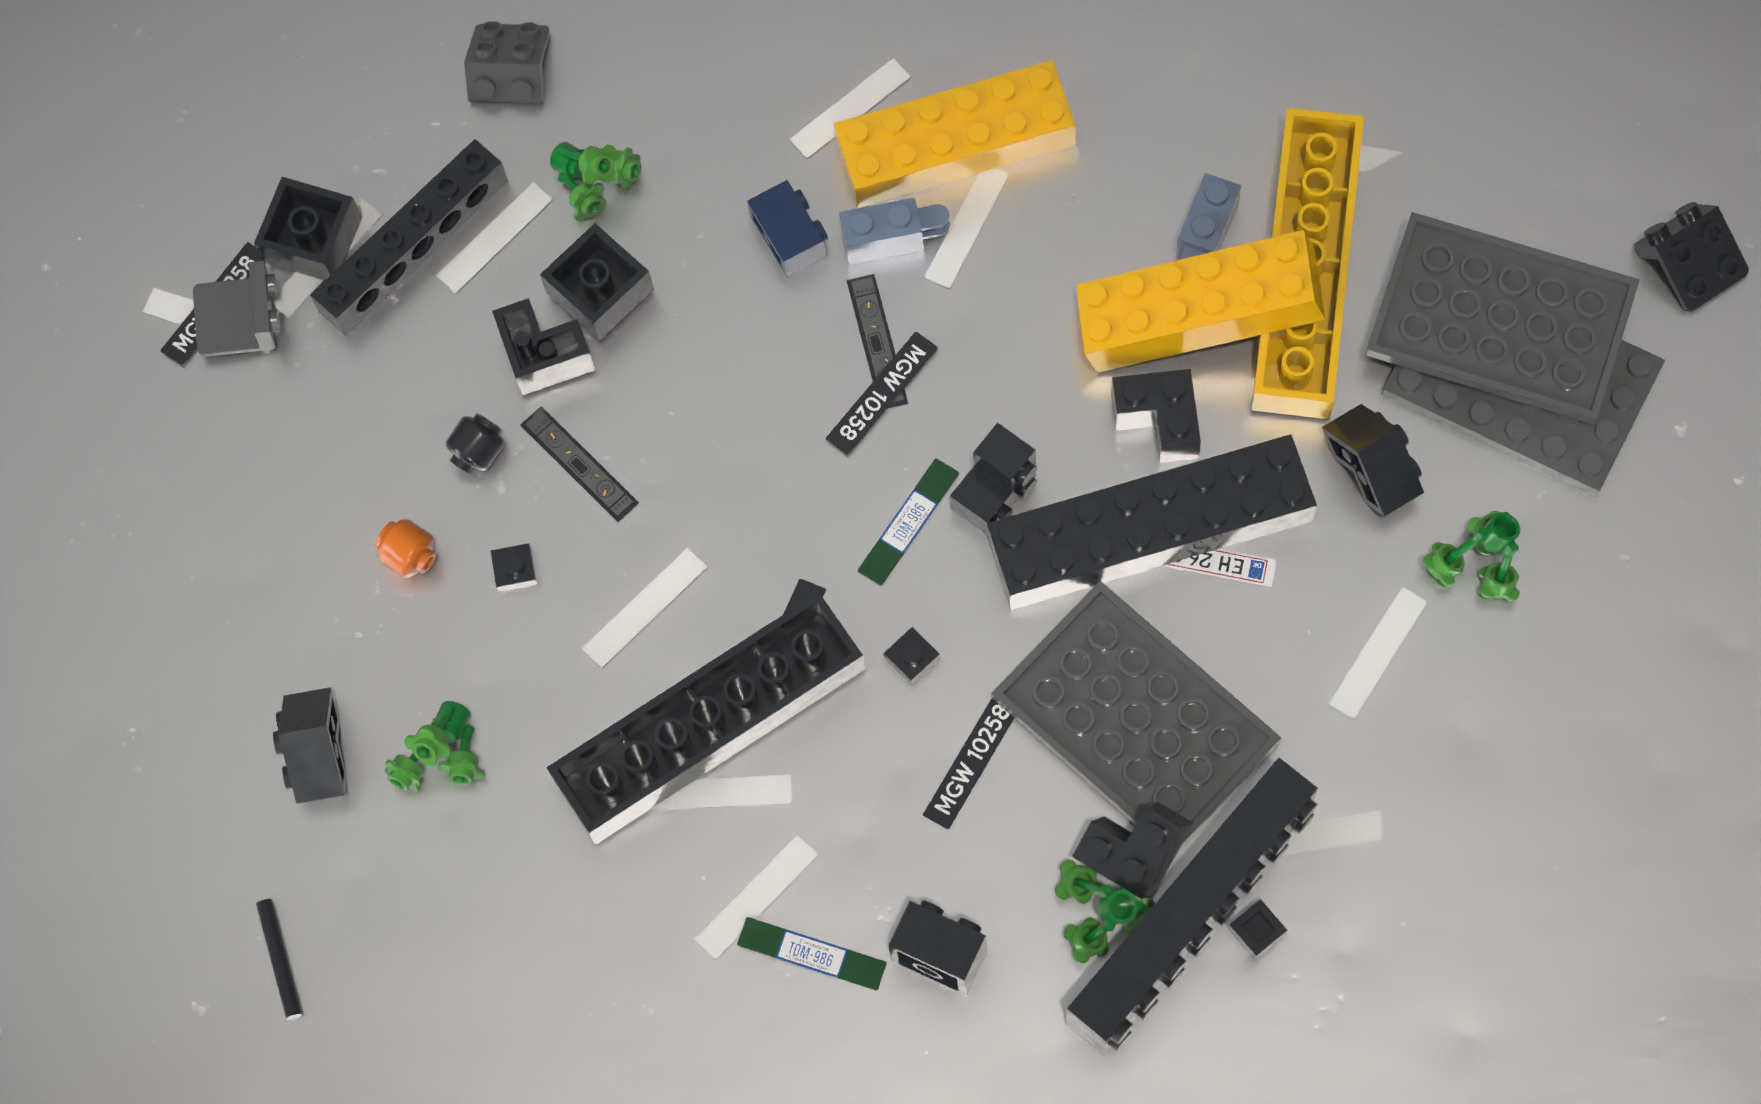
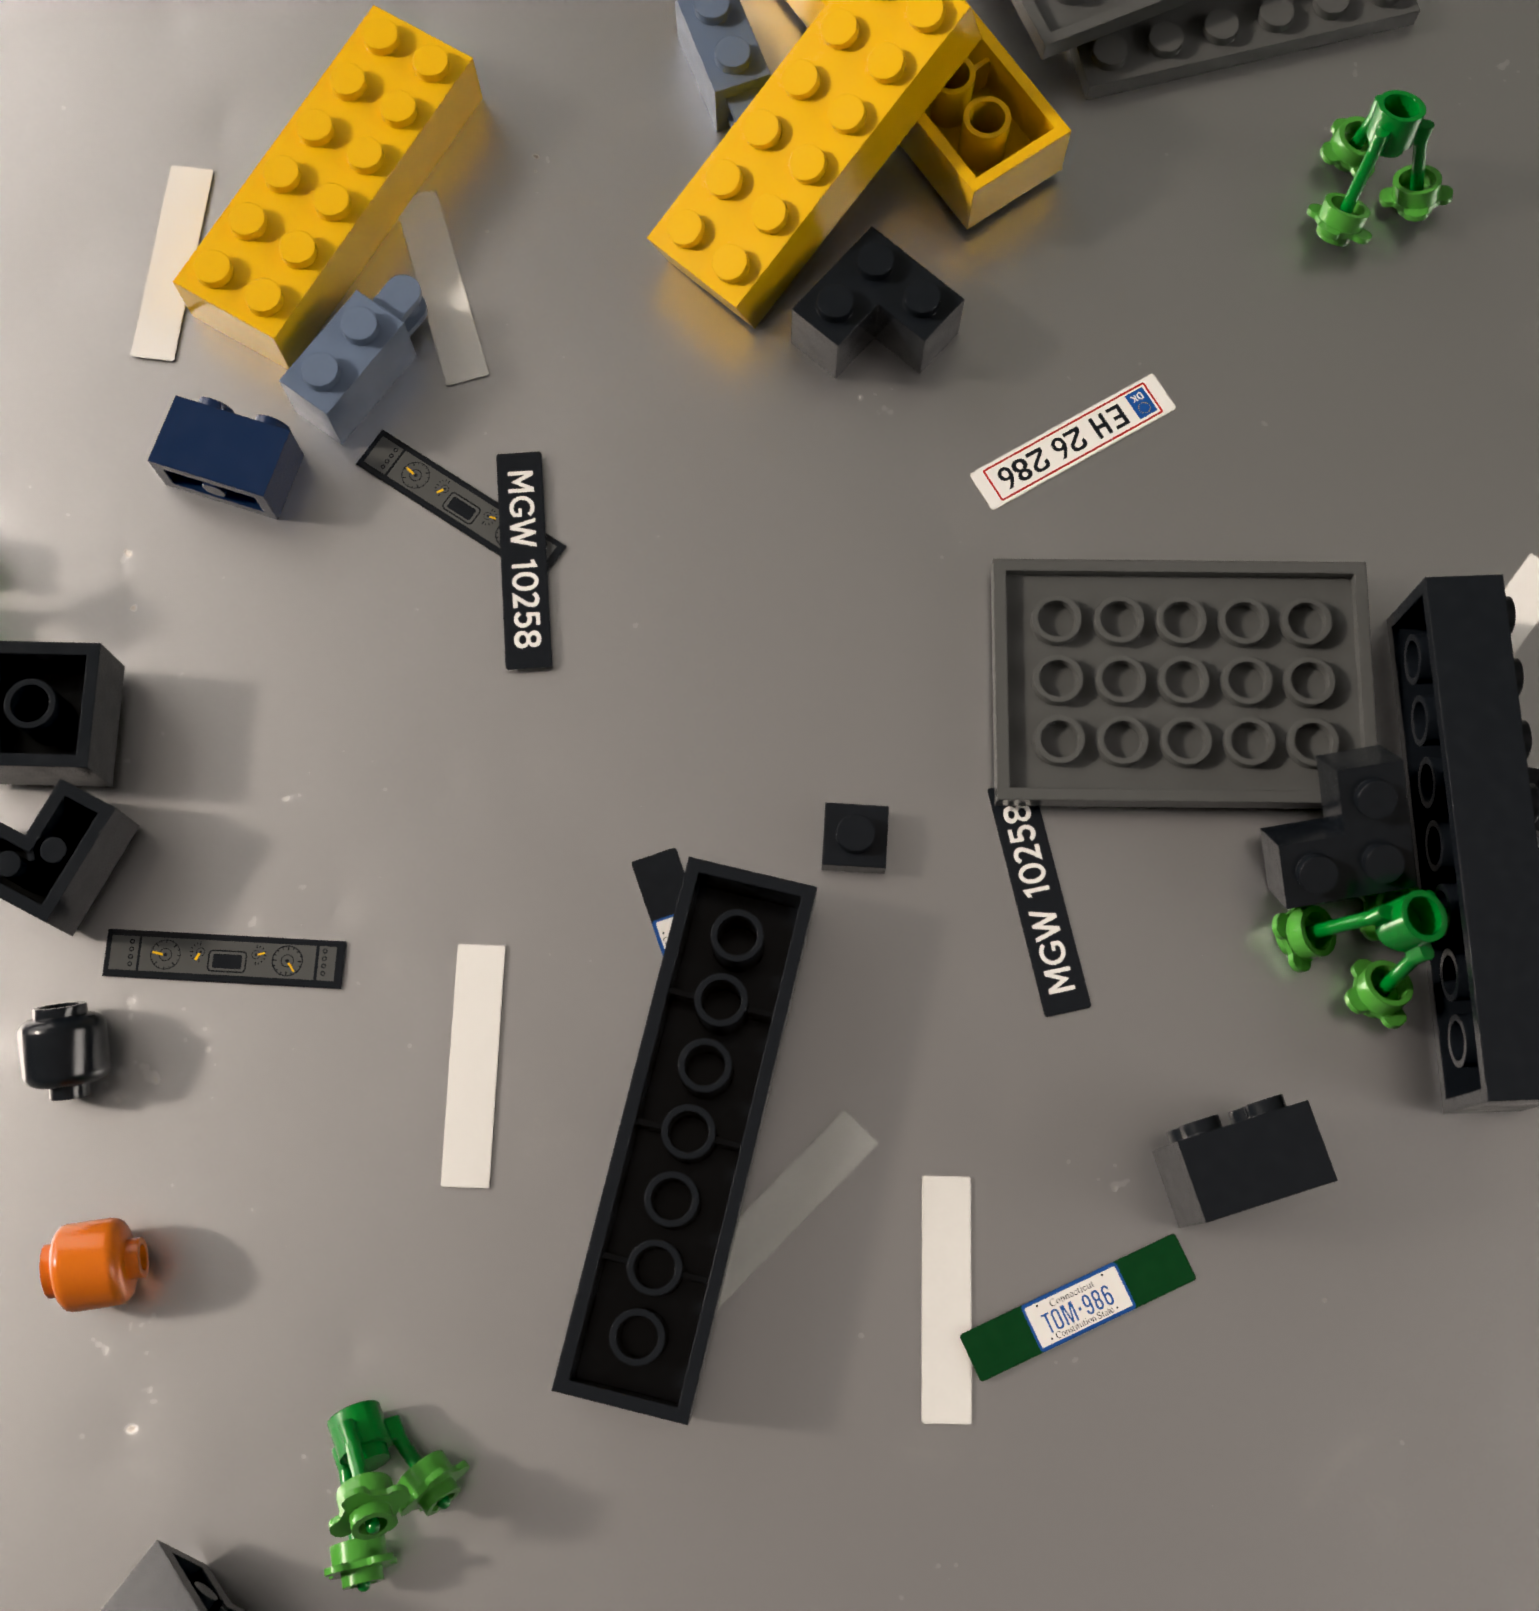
camera: 50 degrees left, 5 degrees up
(513, 567) = (259, 1162): black plate -> none
(908, 521) = (698, 685): sticker -> none
(1000, 475) = (764, 525): black brick -> none
(1151, 521) = (982, 445): black brick -> none
(1376, 456) = (1163, 153): black brick -> none
(1378, 653) = (1359, 383): white sticker -> none

